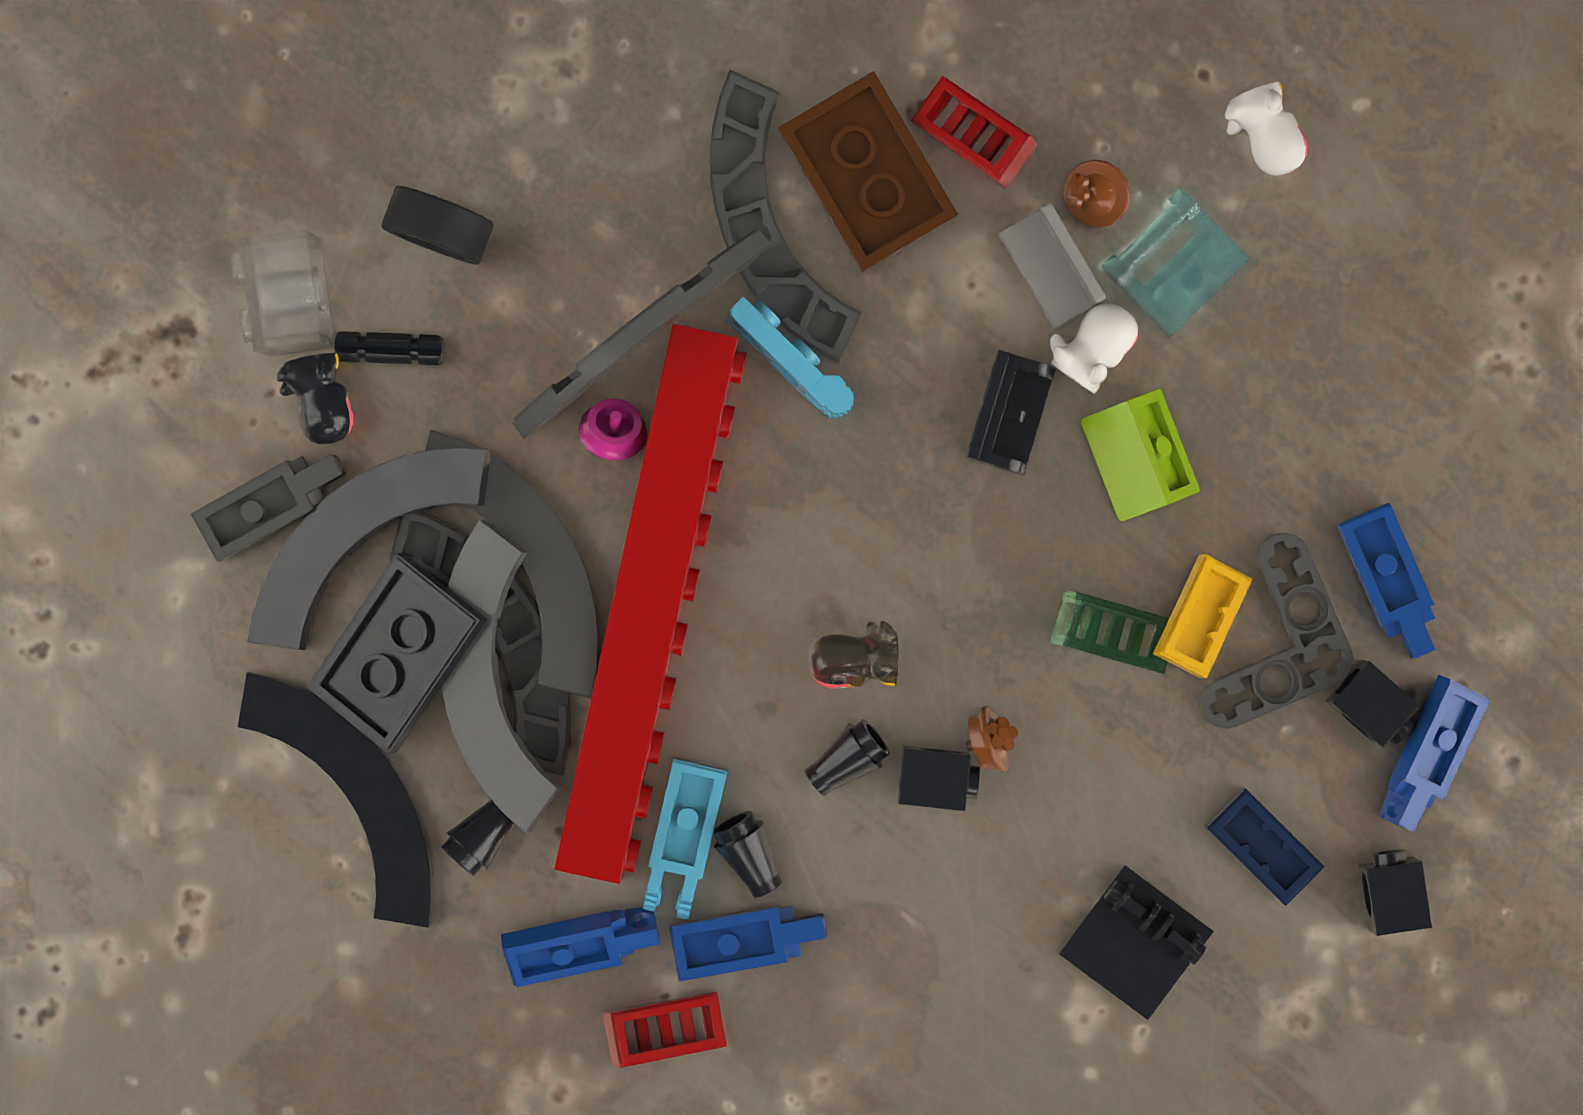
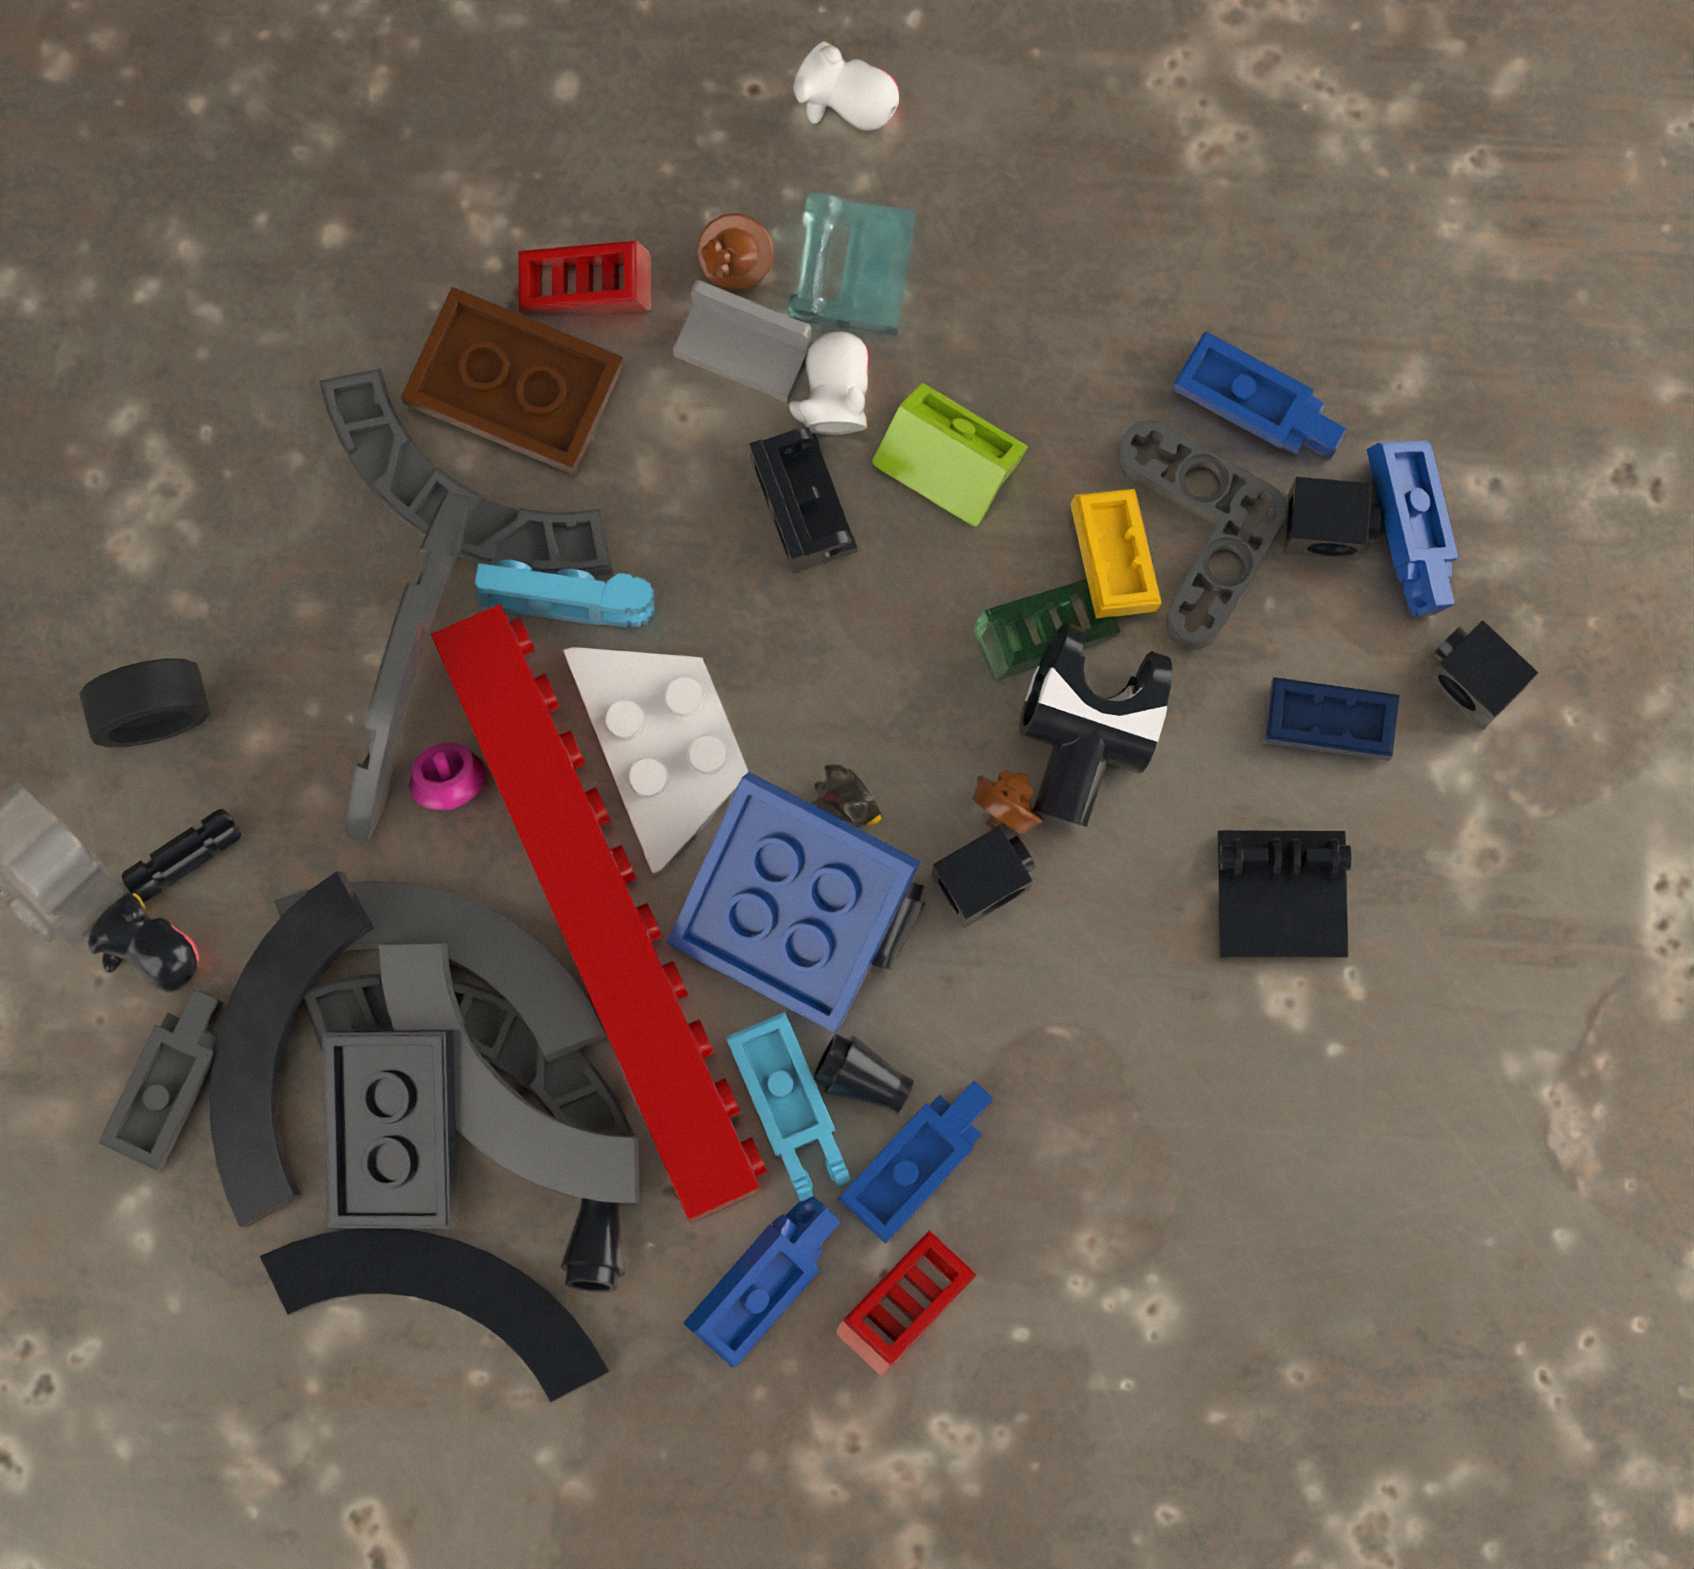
camera: 35 degrees left, 10 degrees down
(782, 513) = (661, 742): none -> white wing
(787, 702) = (792, 902): none -> blue plate
(1088, 730) = (1087, 728): none -> black connector

